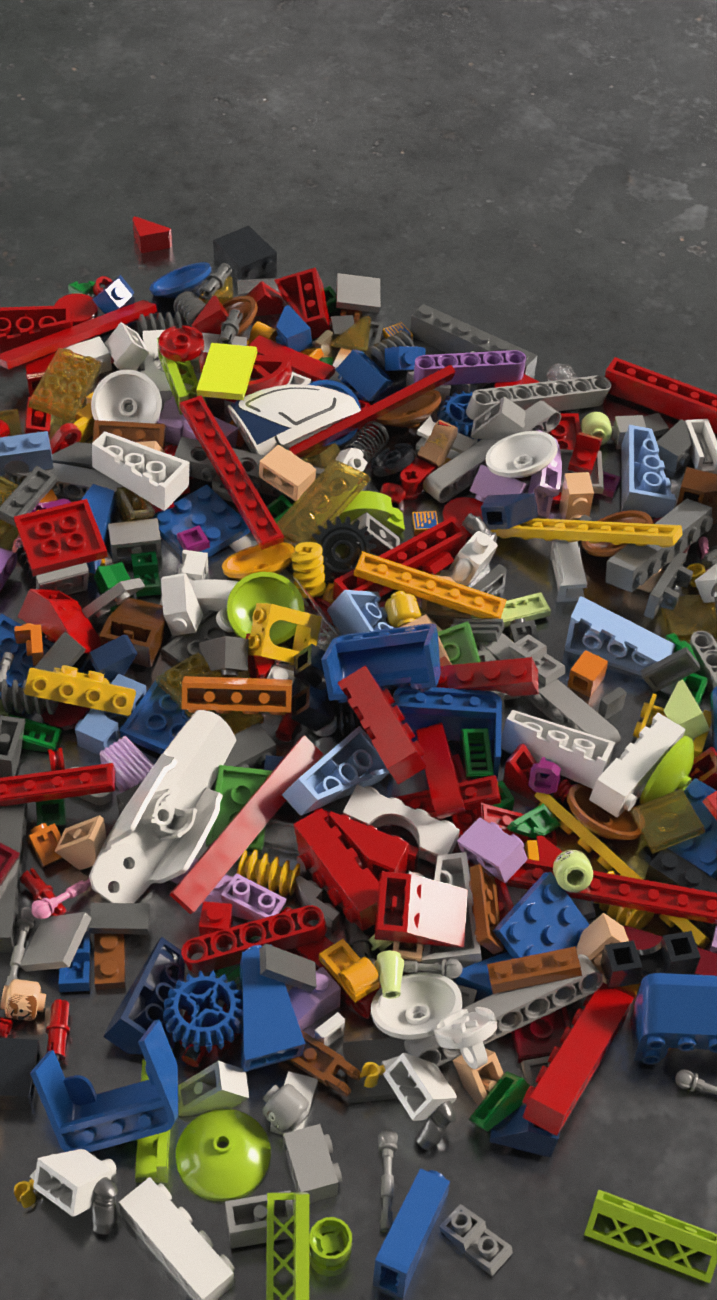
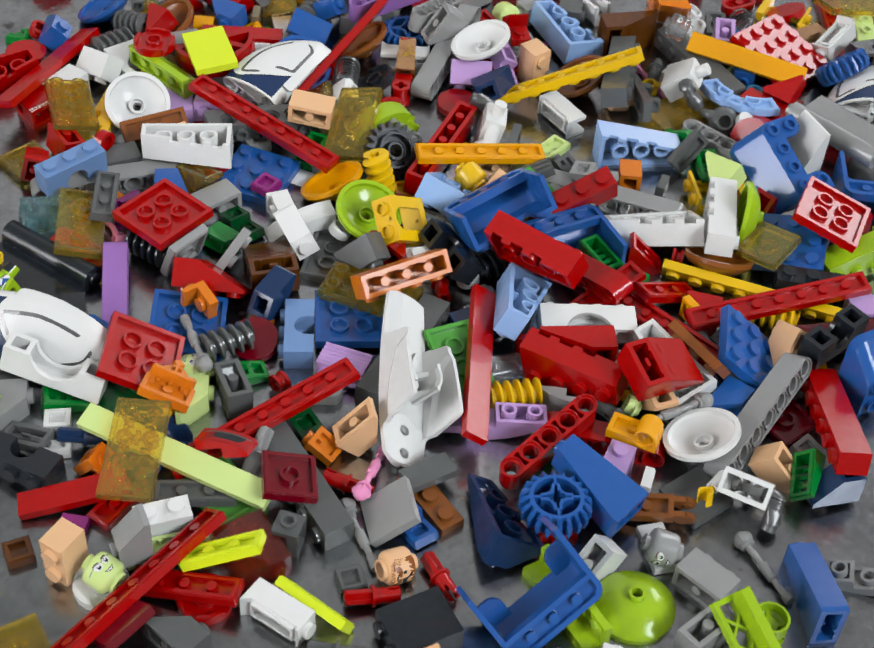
camera: 30 degrees left, 5 degrees down
(63, 652) = (232, 303): dark grey tile -> none
(79, 689) = (271, 317): yellow bracket -> none
(215, 917) = (501, 443): red brick -> none
(230, 327) = (182, 21): dark grey pin -> none
(287, 968) = (598, 444): dark grey tile -> none
(319, 609) = (399, 190): black sticker -> none
(390, 972) = (670, 419): yellowish green cone -> none
(423, 521) = (430, 117): tile -> none
(437, 563) = (471, 134): red tile -> none
(467, 1033) = (765, 427): white tile -> none
(493, 849) = (672, 304): lavender brick -> none
(534, 970) = (763, 375): dark orange plate -> none
(535, 823) = (678, 283): green tile -> none
(544, 776) = (664, 248): magenta rock -> none
(573, 871) = (743, 296): yellowish green head -> none

